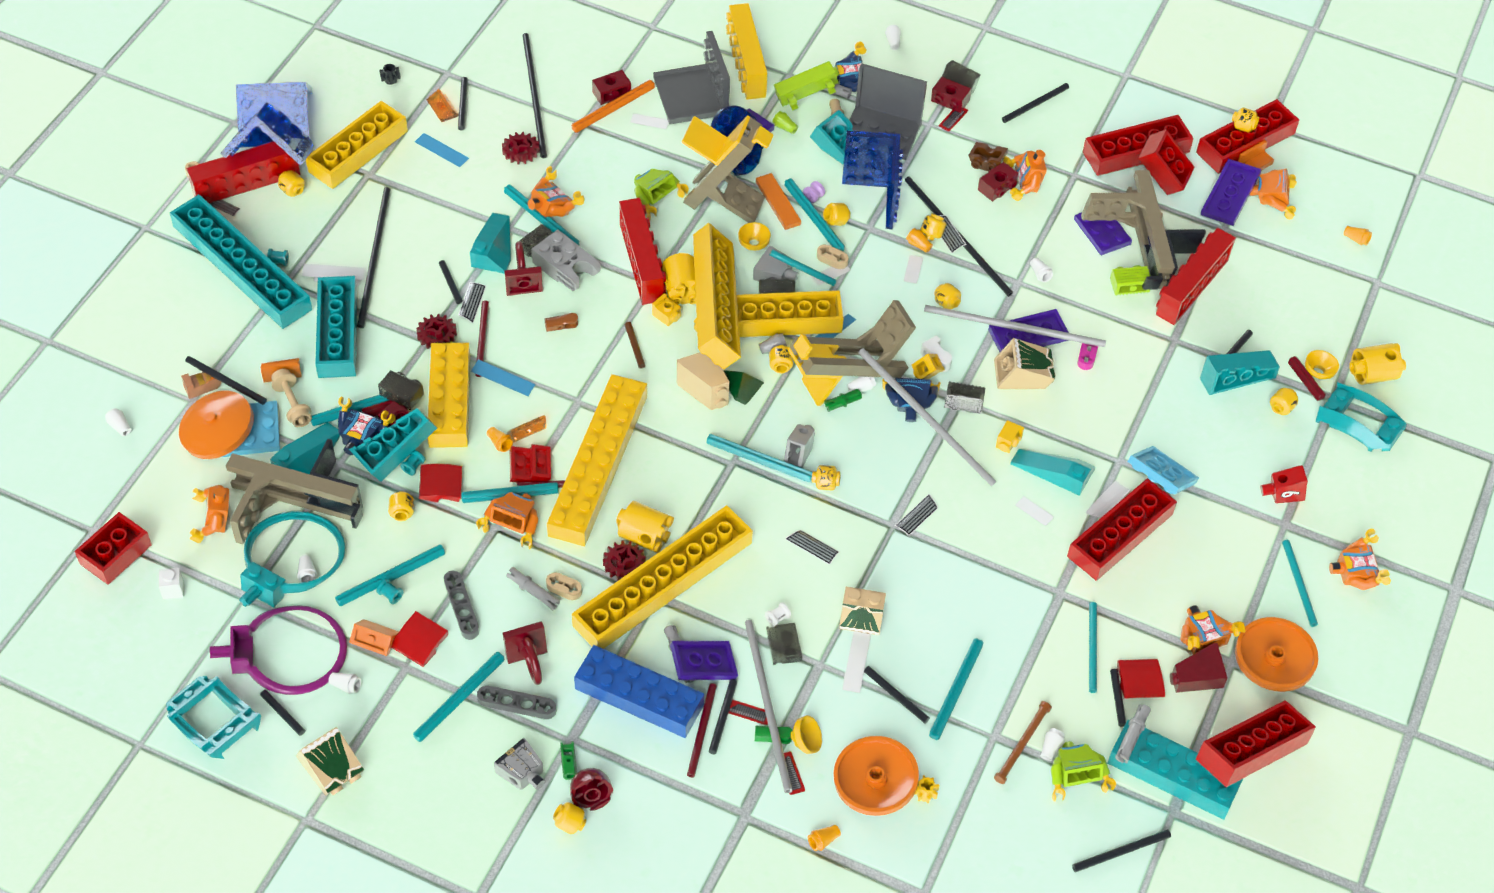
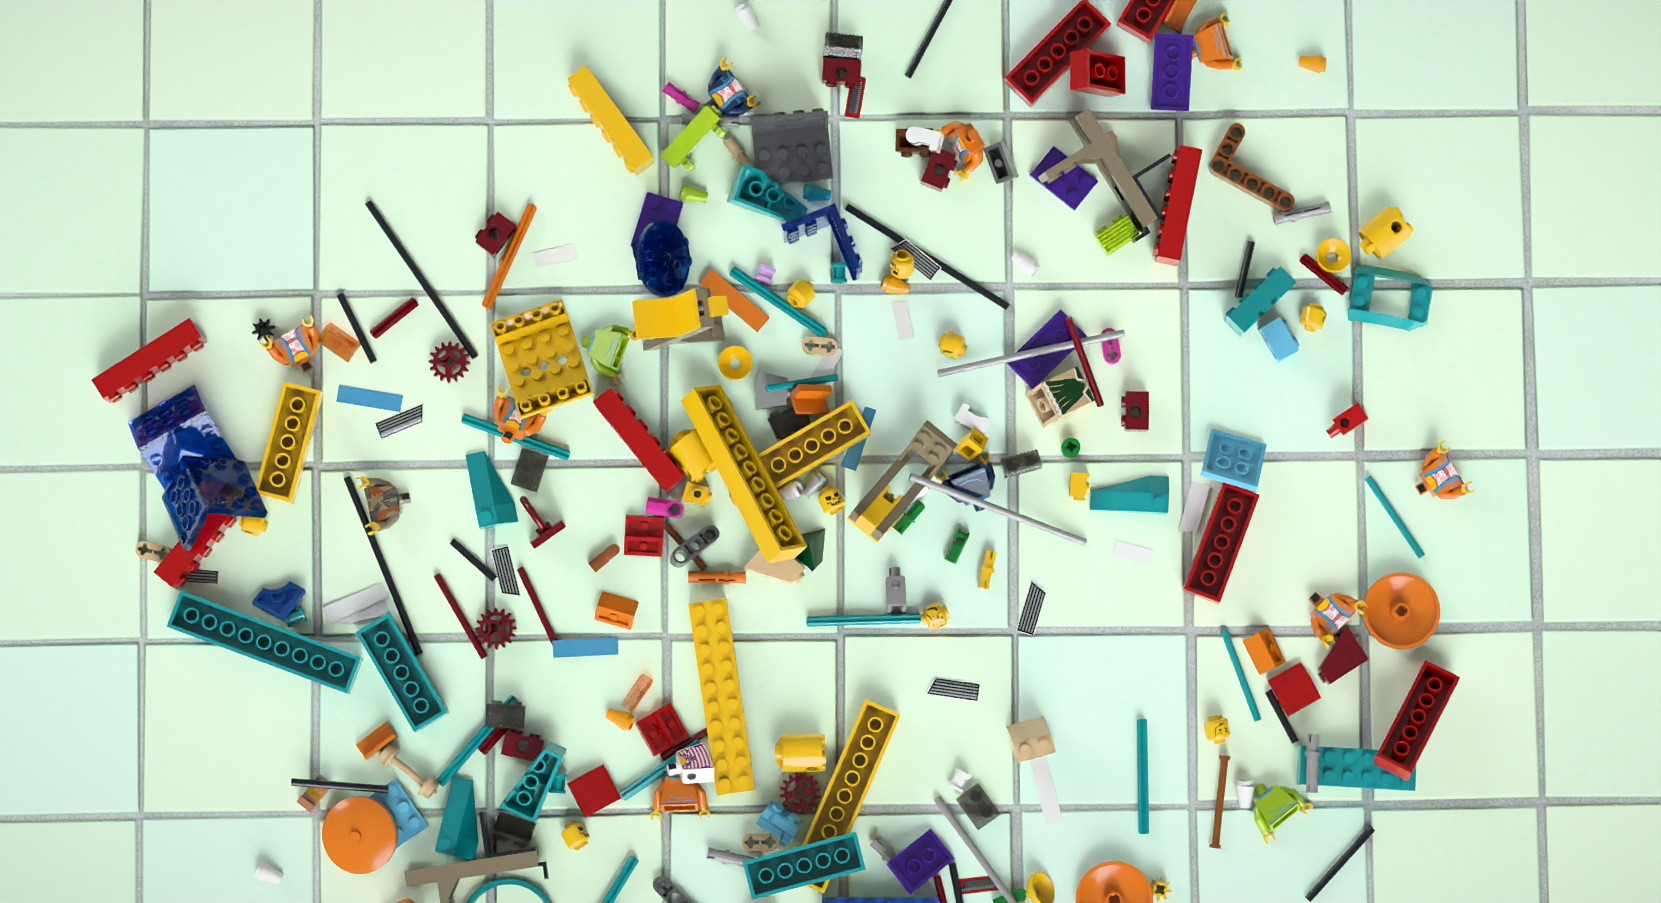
camera: 25 degrees left, 30 degrees up
(271, 240) = (279, 601): none -> blue tile
(288, 53) = (149, 361): none -> red brick
(351, 472) = (514, 828): none -> clear smoke brick
(358, 426) = (491, 773): torso -> none
(403, 212) = (383, 502): none -> torso
(407, 91) = (295, 346): none -> torso
(413, 315) = (460, 616): none -> dark red piece
(449, 394) = (548, 693): yellow brick -> none
(451, 173) = (400, 421): none -> sticker
(496, 107) = (393, 318): none -> dark red axle
(545, 362) = (616, 610): none -> orange panel
(545, 492) = (693, 765): none -> white torso
(564, 259) = (574, 489): light grey brick -> none
(591, 573) = (779, 822): none -> medium azure brick
(592, 601) = (804, 865): none -> teal brick
(596, 165) = (537, 339): none -> yellow slope
(604, 322) = (644, 535): none -> red slope
(629, 366) = (716, 577): none -> orange pin
(638, 309) = (662, 507): none -> dark pink piece
(642, 340) = (701, 540): none -> dark grey beam
(697, 88) = (580, 199): dark grey bracket -> none
(750, 338) = (791, 491): none -> white cone
(804, 277) = (811, 399): none -> orange panel
(808, 59) = (681, 97): none -> dark pink pin
(873, 439) = (956, 549): none -> green bar
(876, 214) = (838, 272): none -> teal bush
(892, 465) = (987, 569): none -> yellow pin
(896, 694) = (1094, 807): black bar -> none
(999, 148) = (931, 138): none -> white leg
(1015, 408) = (1075, 447): none -> green wheel
(1049, 676) = (1217, 729): none -> yellow head
(1054, 194) = (1001, 162): none -> dark grey brick
(1059, 348) = (1084, 361): none -> dark red piece
(1088, 405) = (1135, 423): none -> dark red brick
(1124, 634) = (1264, 651): none -> orange panel
(1245, 406) = (1279, 339): none -> medium azure brick
(1251, 275) = (1245, 175): none -> dark orange beam
(1304, 328) = (1300, 213): none -> light grey pin

